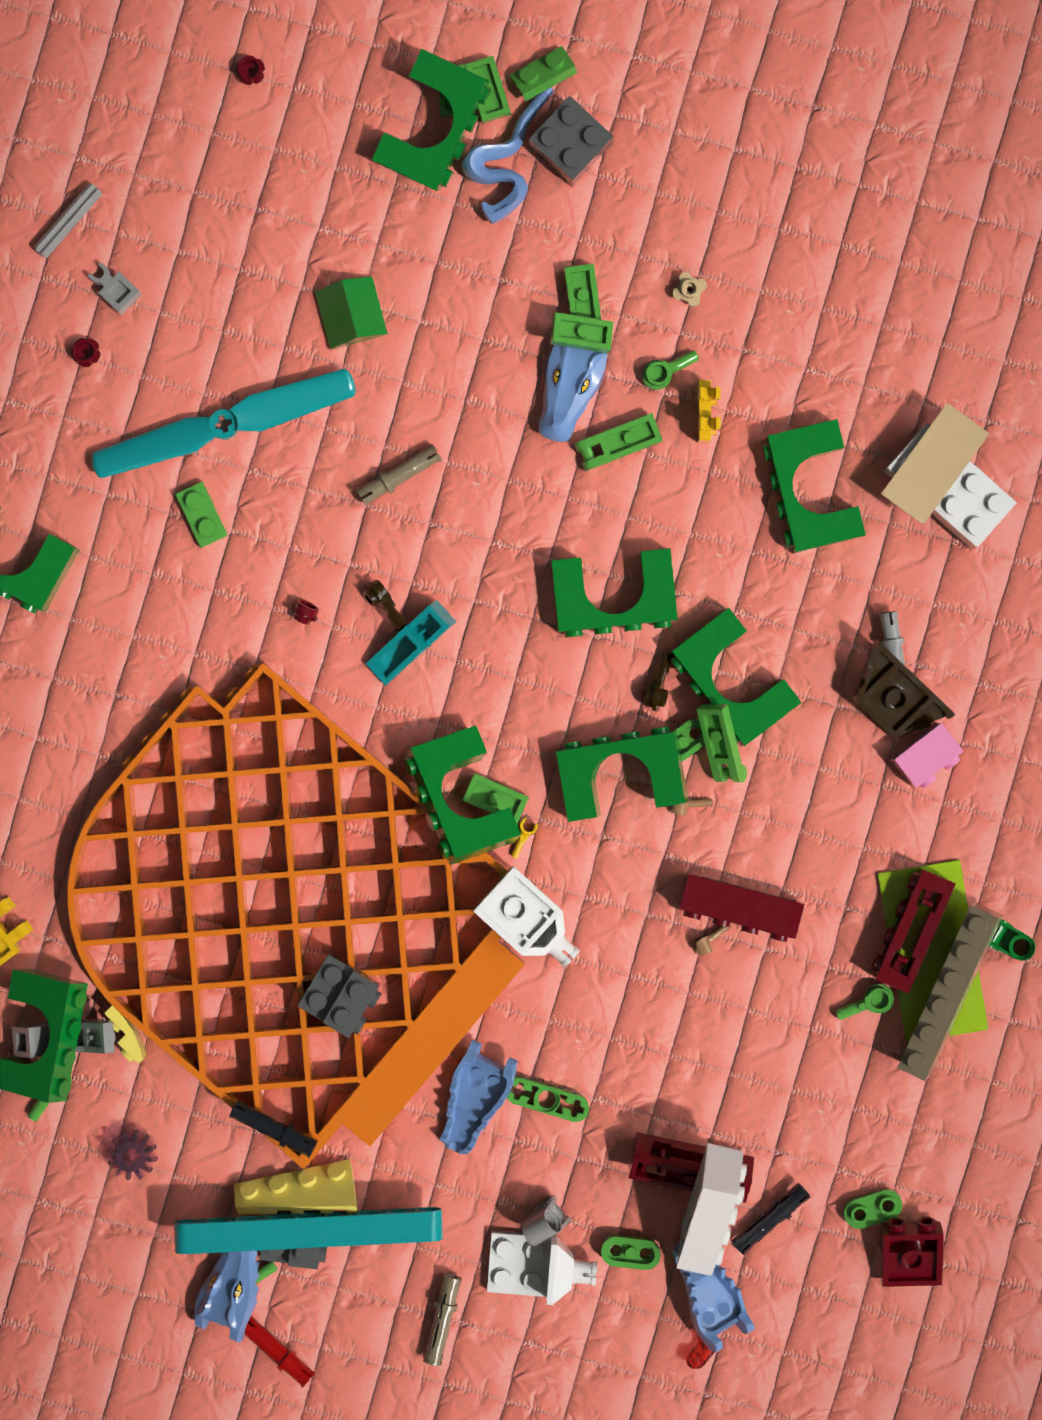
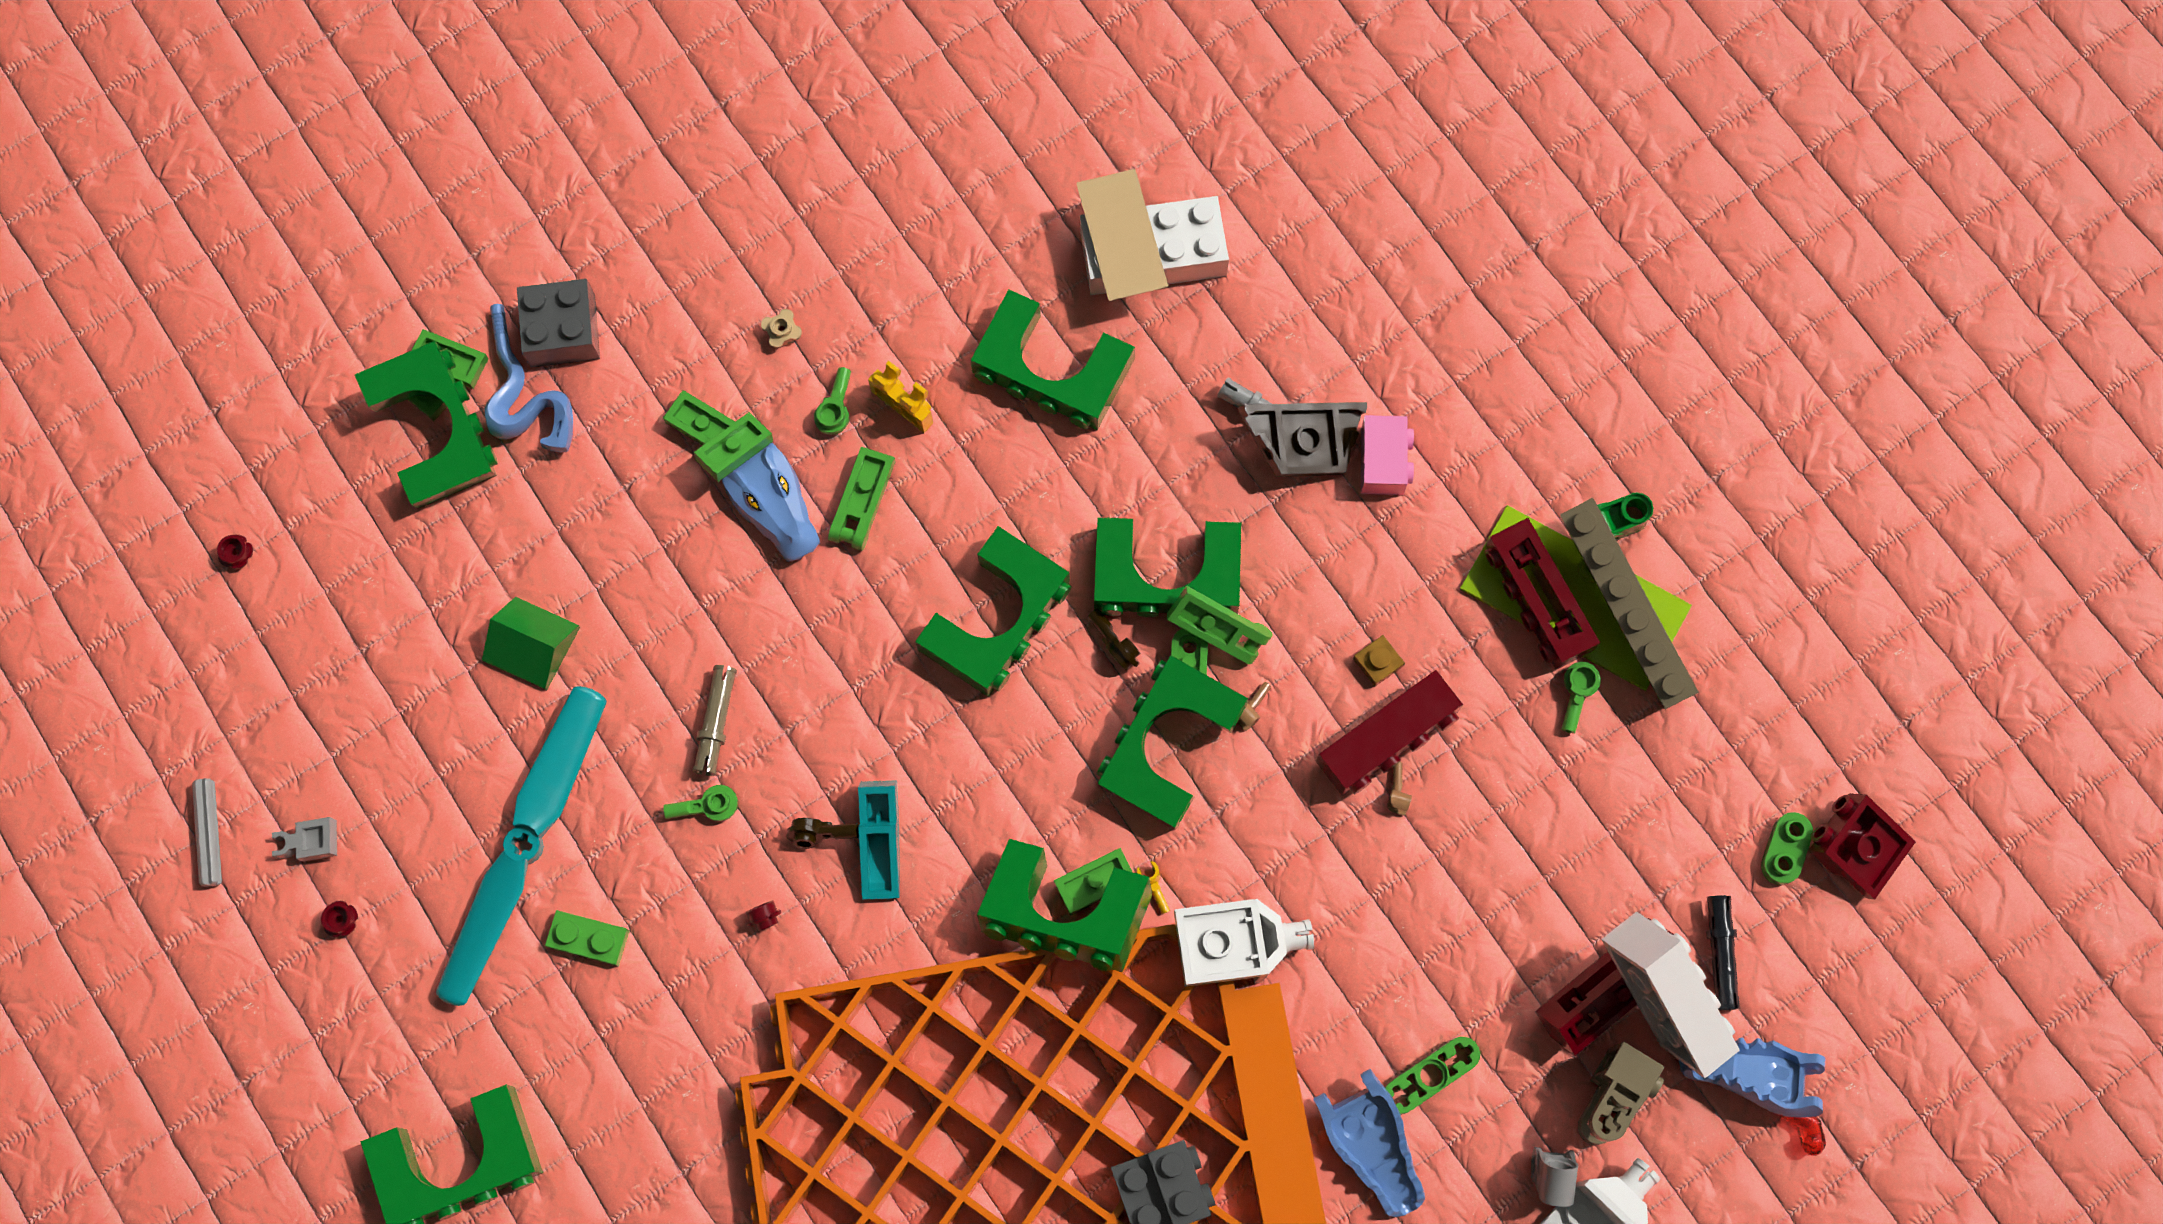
camera: 45 degrees left, 15 degrees down
(349, 522) = (717, 803): none -> bright green plate
(543, 73) = (479, 300): bright green plate -> none
(630, 1252) = (1653, 1121): bright green plate -> none
(634, 1221) = (1624, 1084): none -> dark tan brick
(785, 860) = (1379, 660): none -> pearl gold plate

